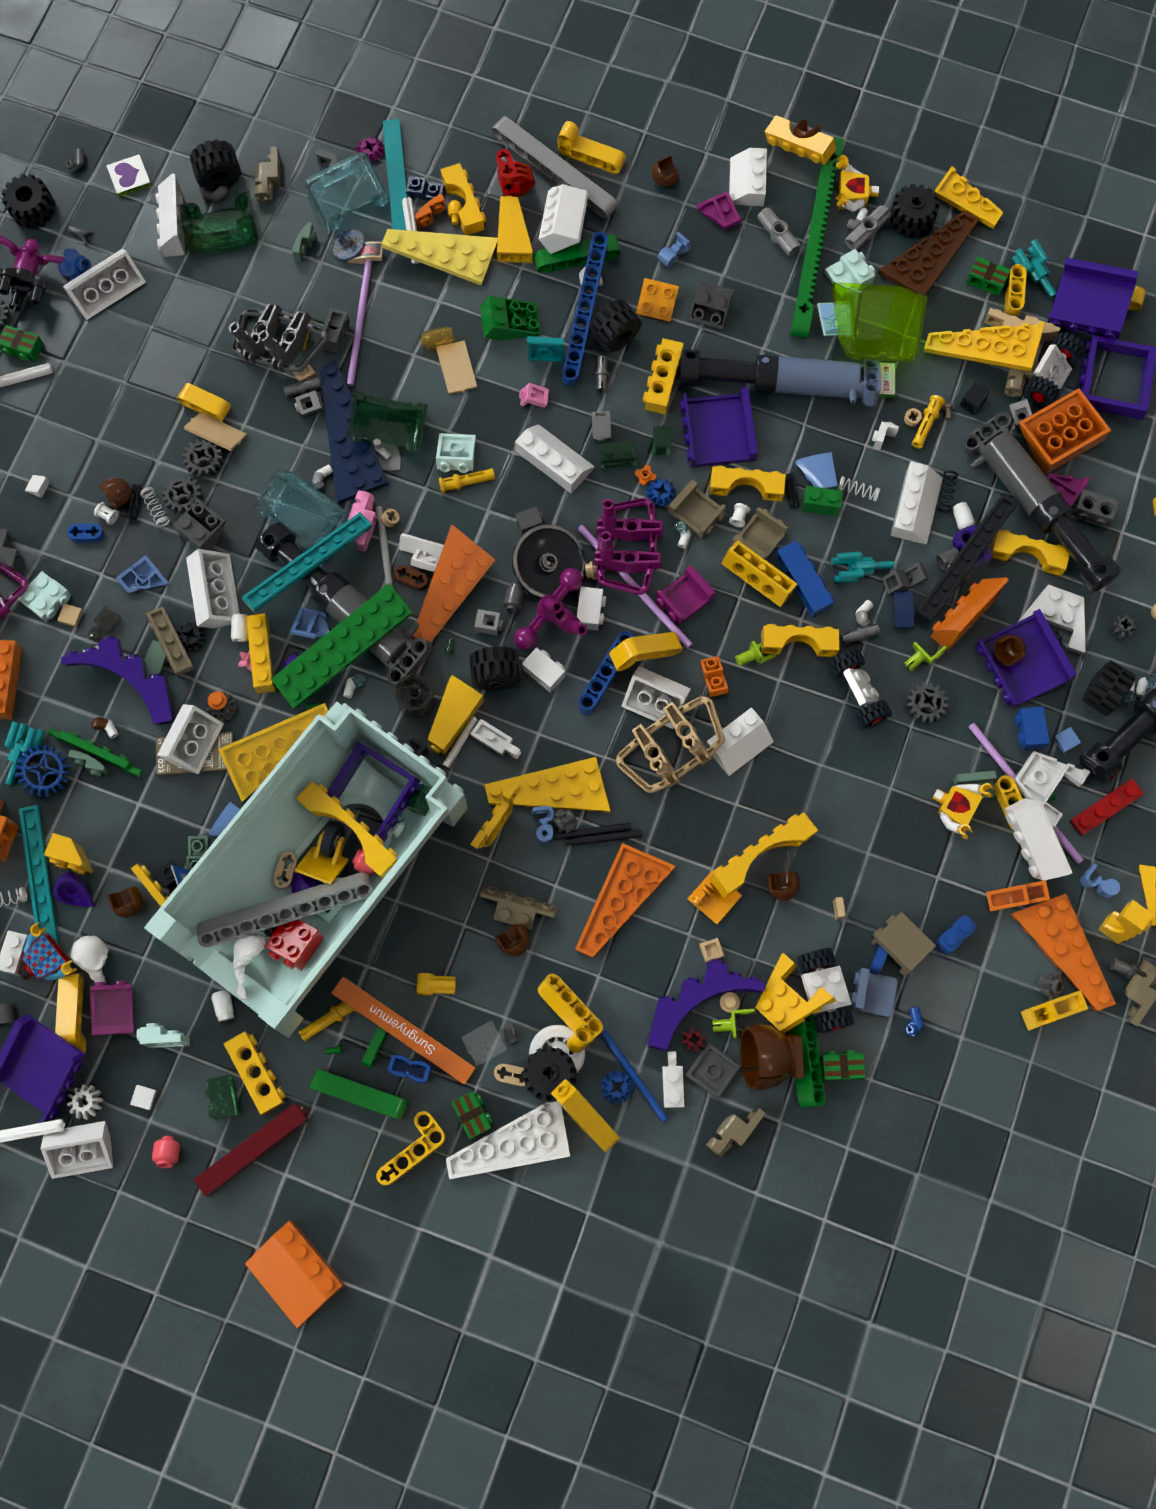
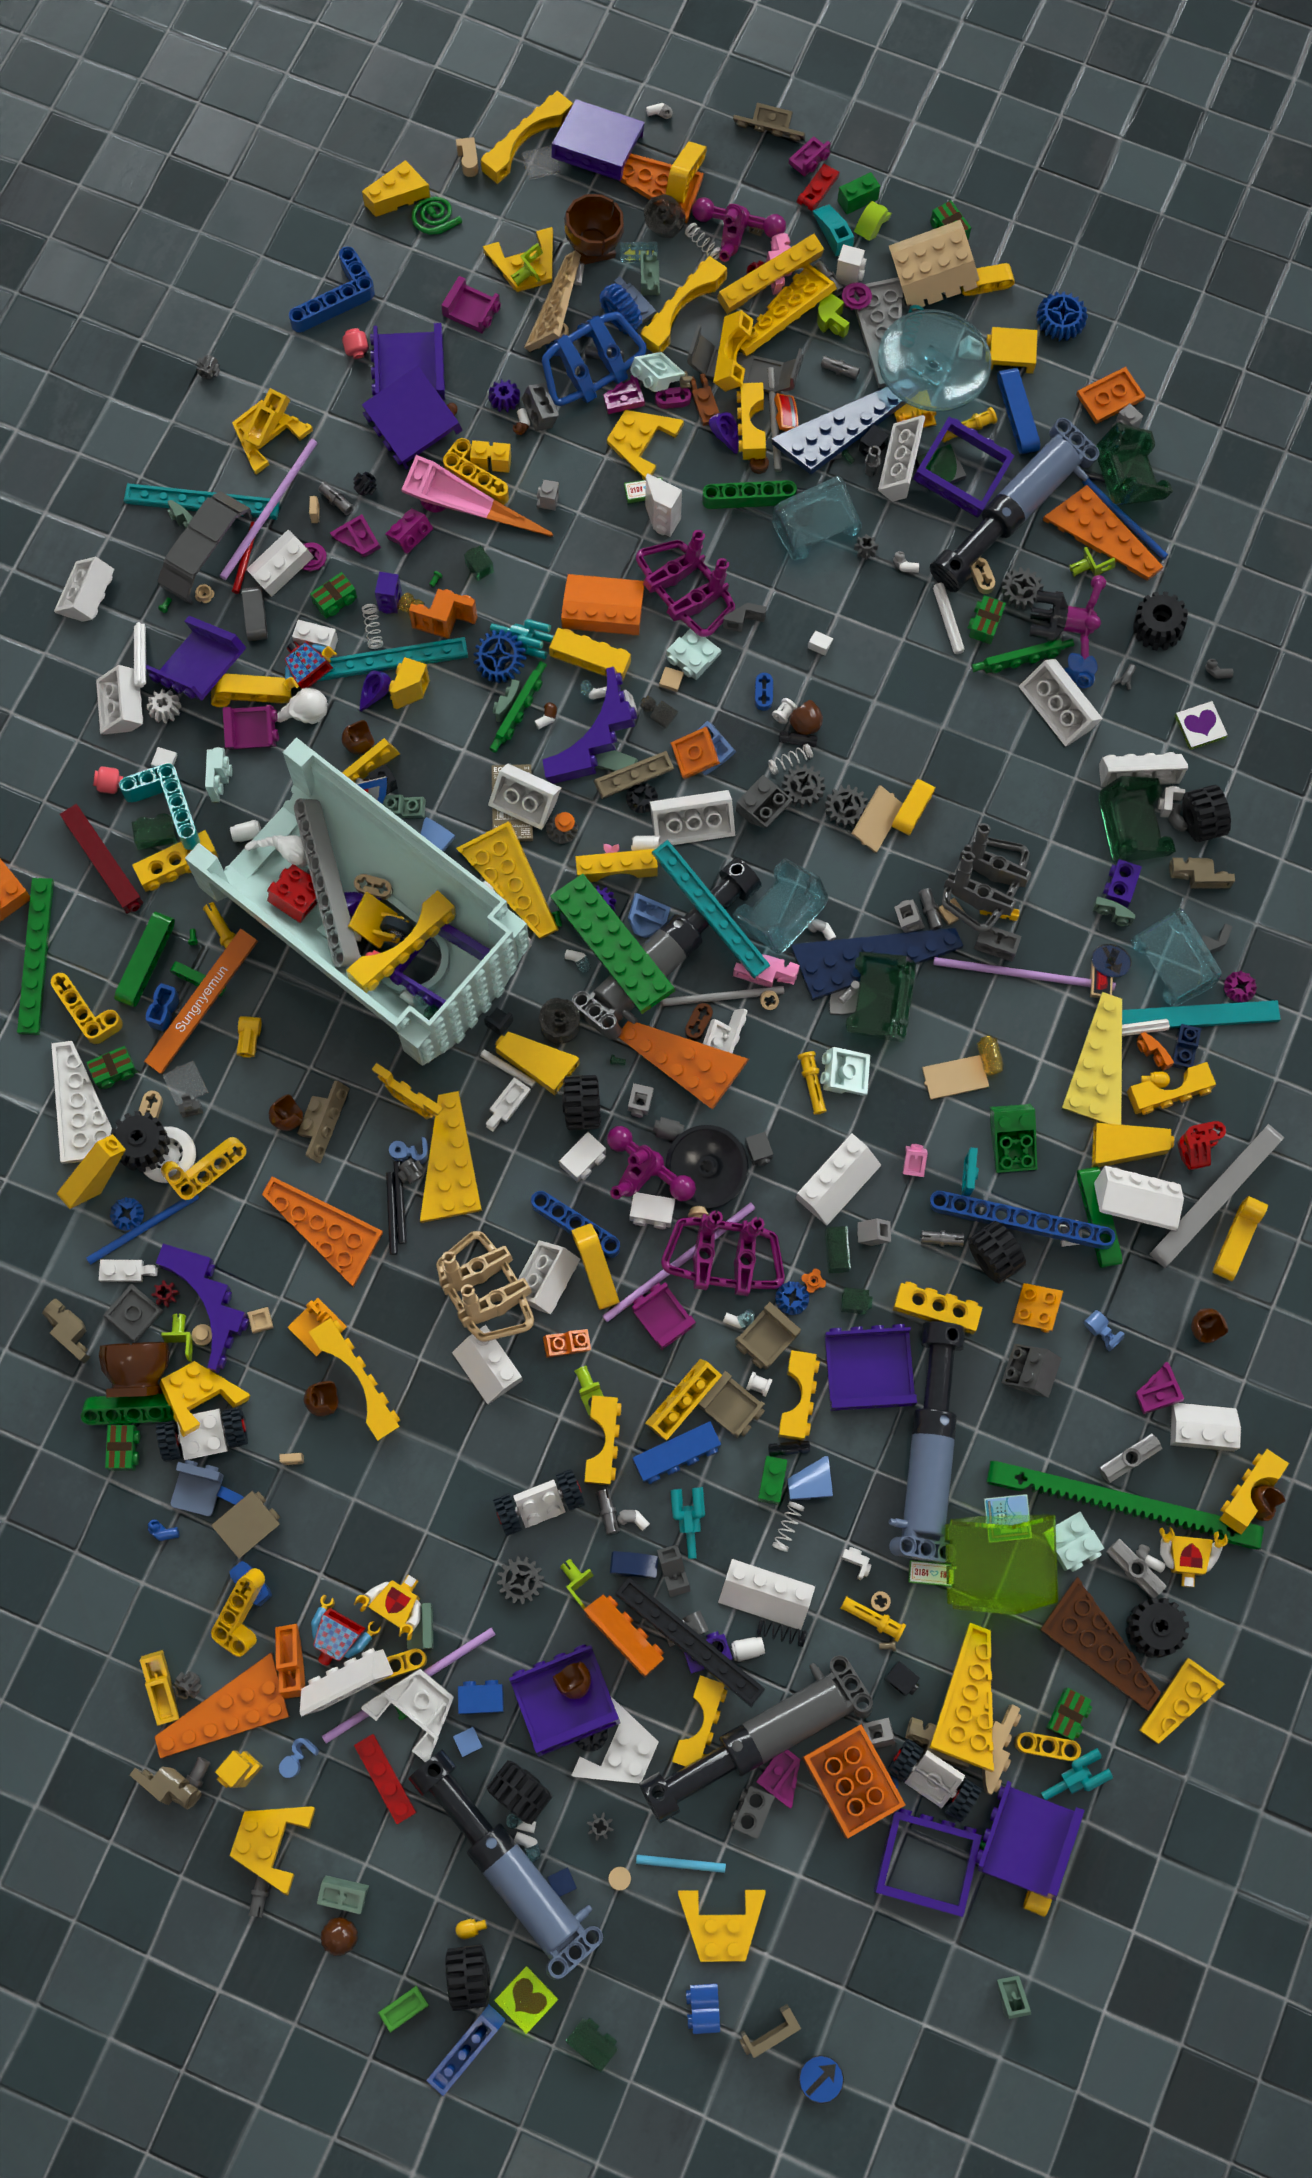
camera: 90 degrees right, 0 degrees up
(42, 689) = (588, 653): none -> yellow brick
(60, 319) = (1017, 658): none -> green plate
(82, 686) = (592, 692): none -> arm
(147, 589) = (695, 753): none -> orange tile
(189, 1080) = (166, 780): none -> teal beam
(203, 200) = (1166, 802): none -> white bracket
(278, 232) = (1124, 884): none -> dark purple brick
(355, 1208) = (35, 956): none -> green plate
(992, 854) = (337, 1634): none -> torso
(994, 947) = (228, 1628): none -> yellow beam
(1142, 564) = (681, 1863): none -> medium azure bar

